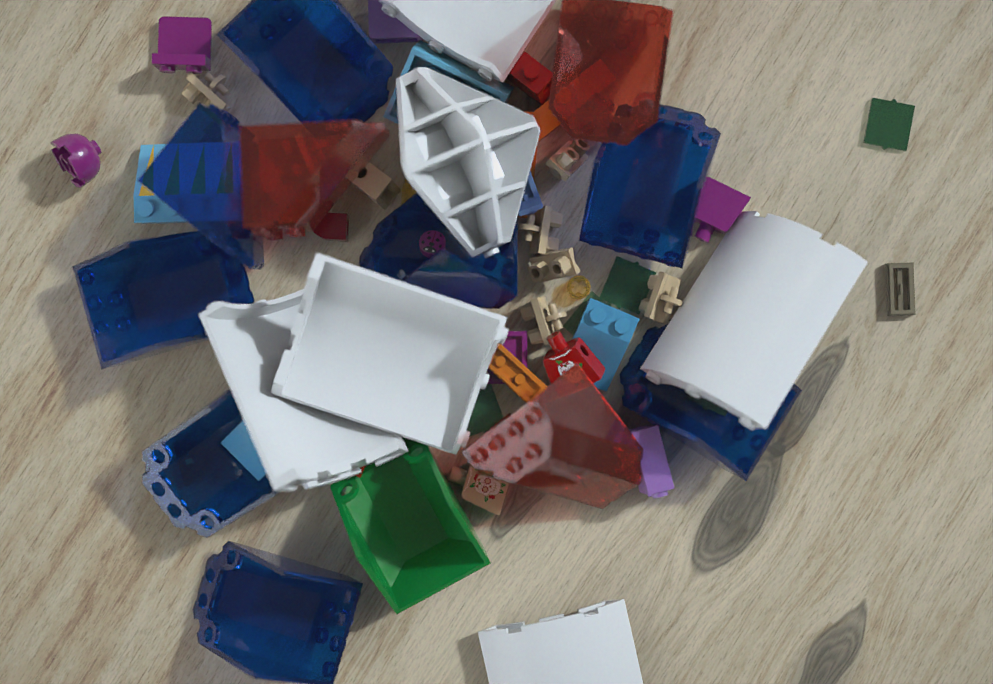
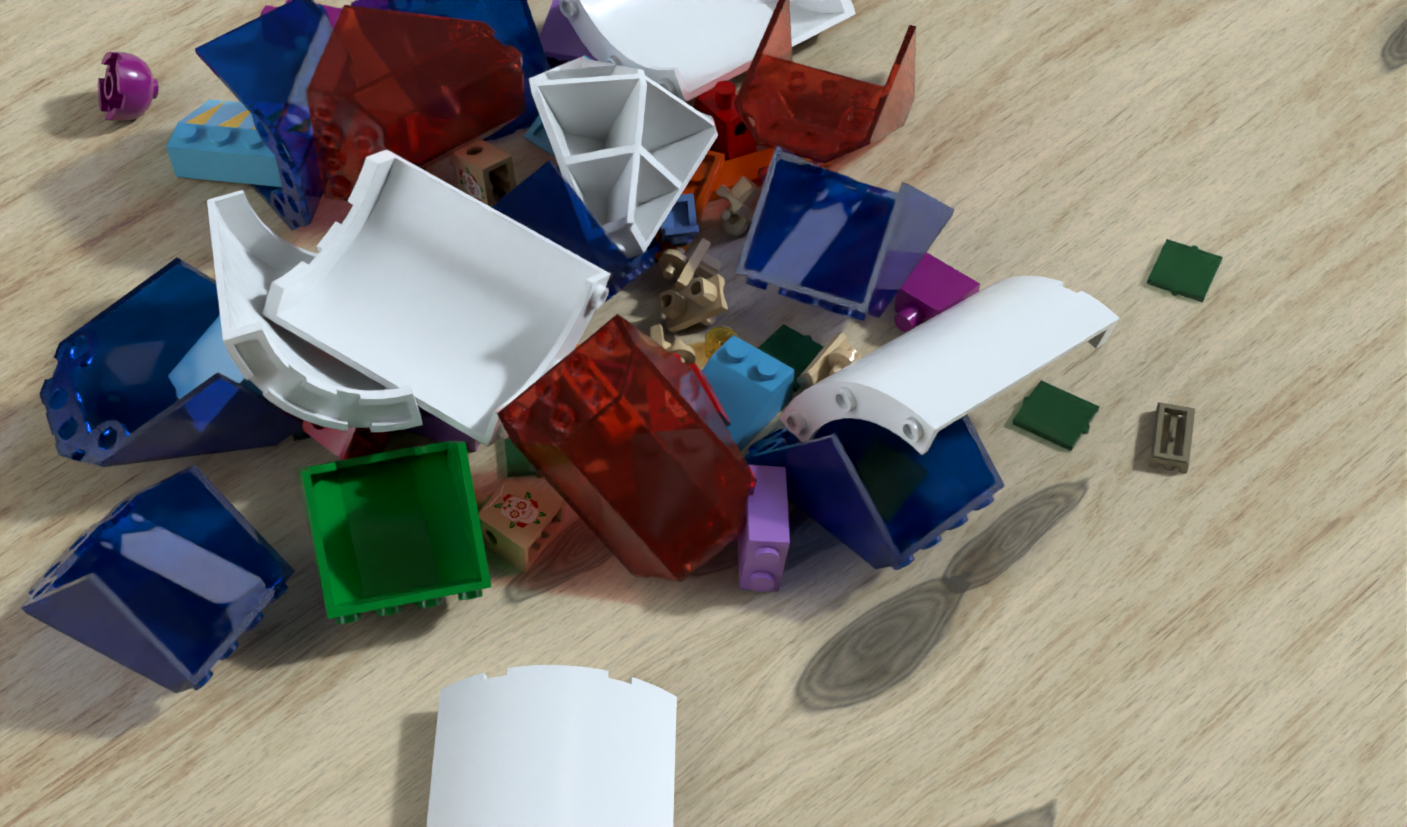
camera: 15 degrees right, 40 degrees down
(151, 292) = (144, 202): clear blue windscreen -> none

